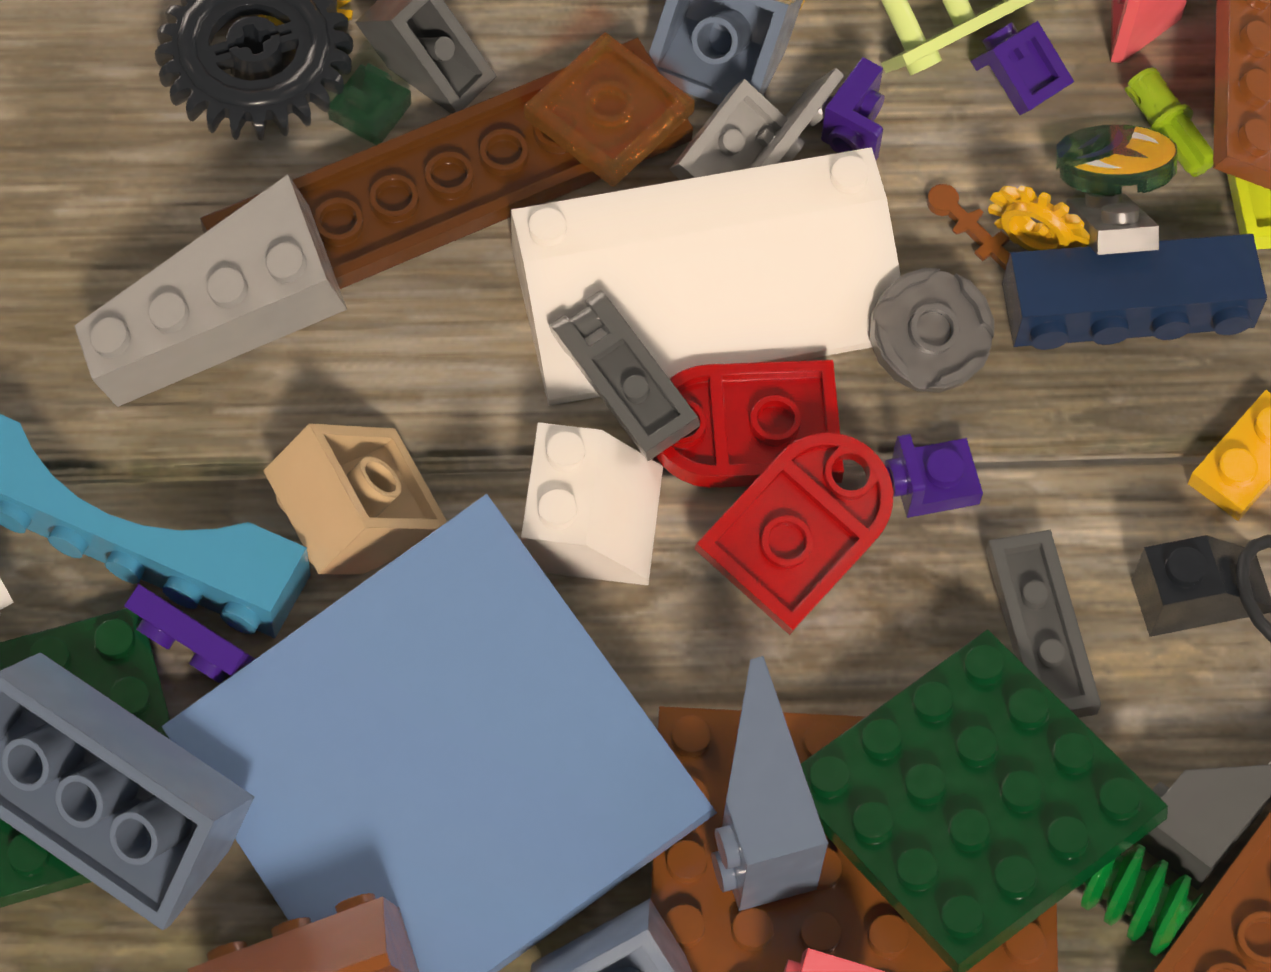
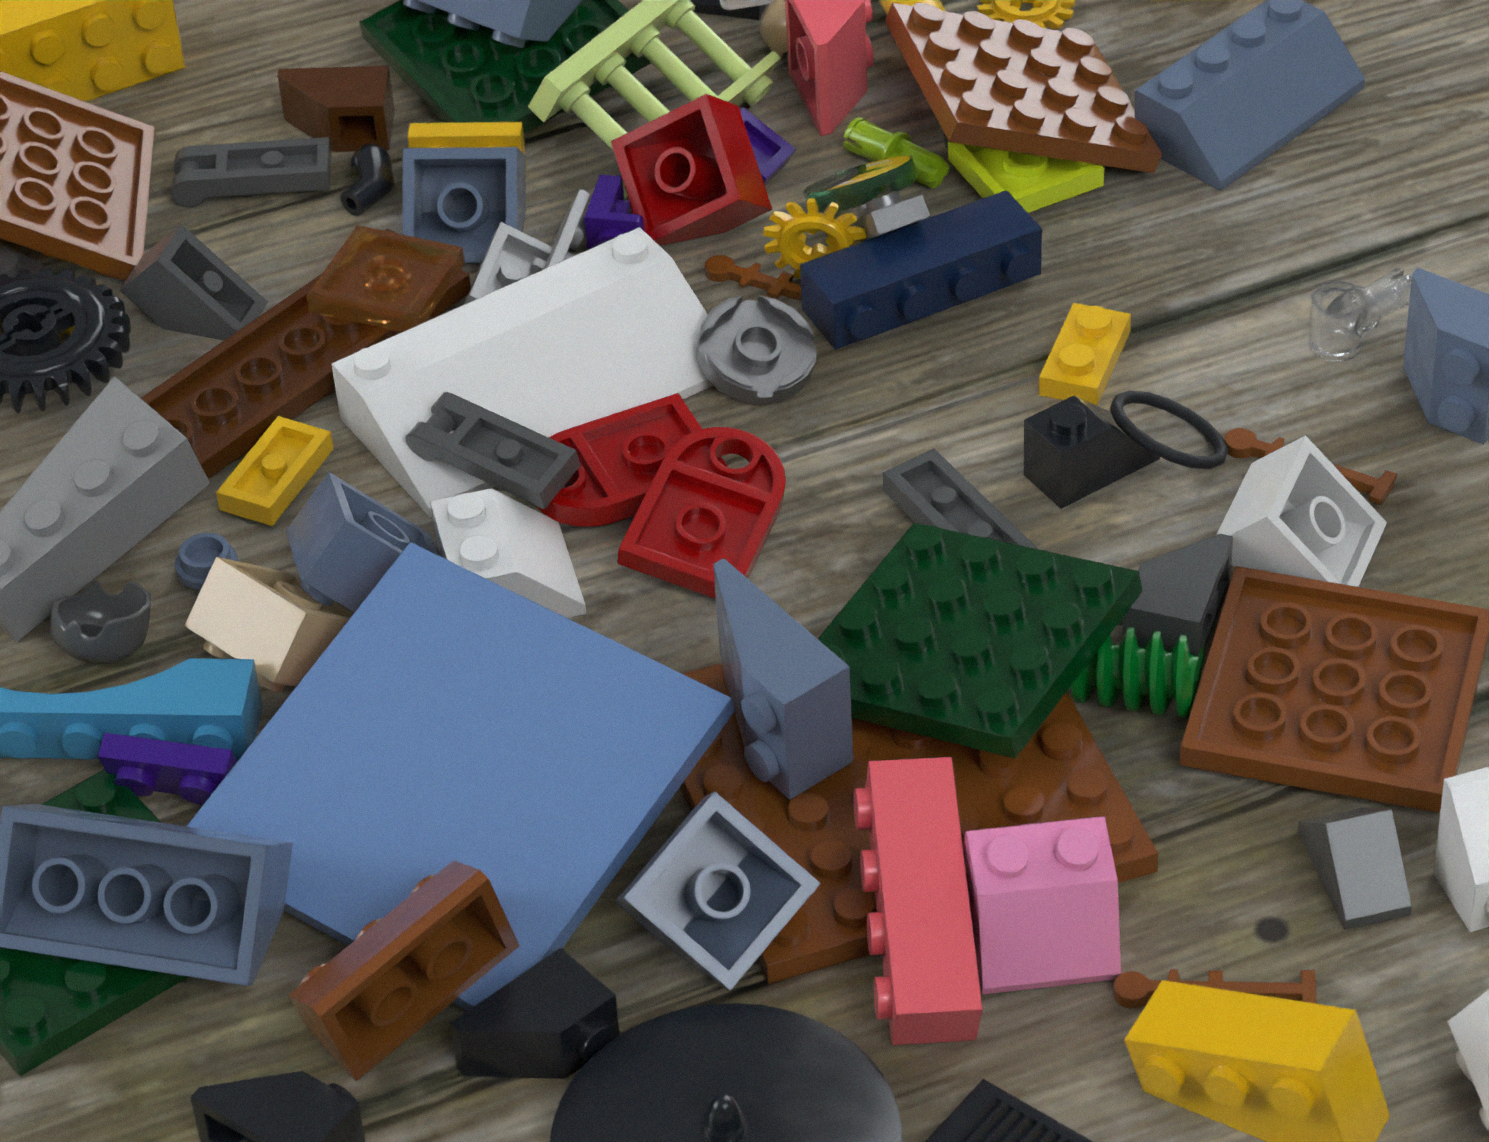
camera: 15 degrees left, 20 degrees down
(192, 430) = (101, 624): none -> dark grey hair
(318, 389) = (198, 555): none -> sand blue plate
(370, 104) = (157, 349): clear green tile -> none
(421, 301) = (274, 471): none -> yellow plate
(457, 443) = (348, 543): none -> sand blue slope
(933, 476) = (812, 451): dark purple bracket -> none
(952, 90) = (692, 172): none -> red slope

